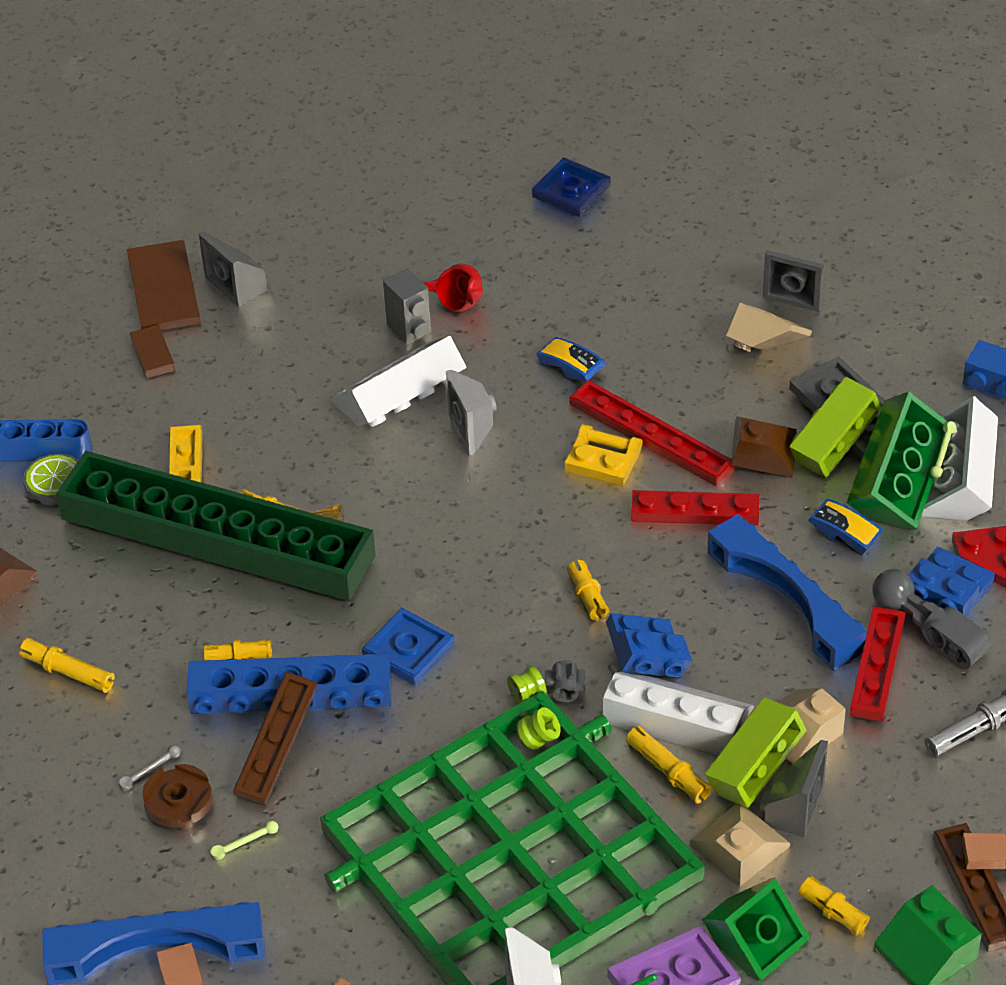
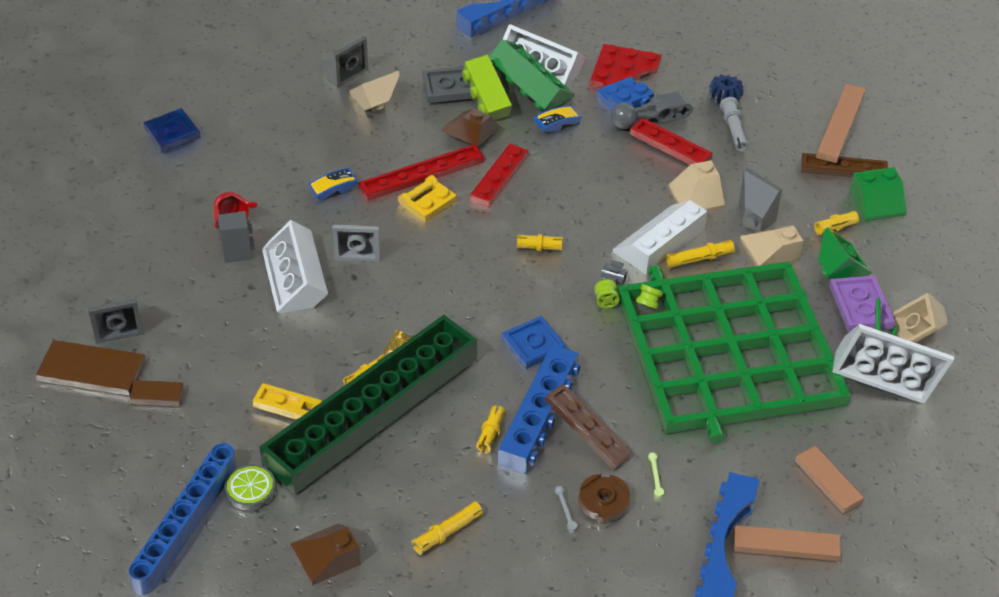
camera: 70 degrees left, 0 degrees up
(648, 645) = (613, 229): blue plate -> none
(746, 552) = (554, 163): blue arch -> none
(755, 752) = (722, 208): lime brick -> none
(949, 428) = (546, 64): yellowish green hinge -> none

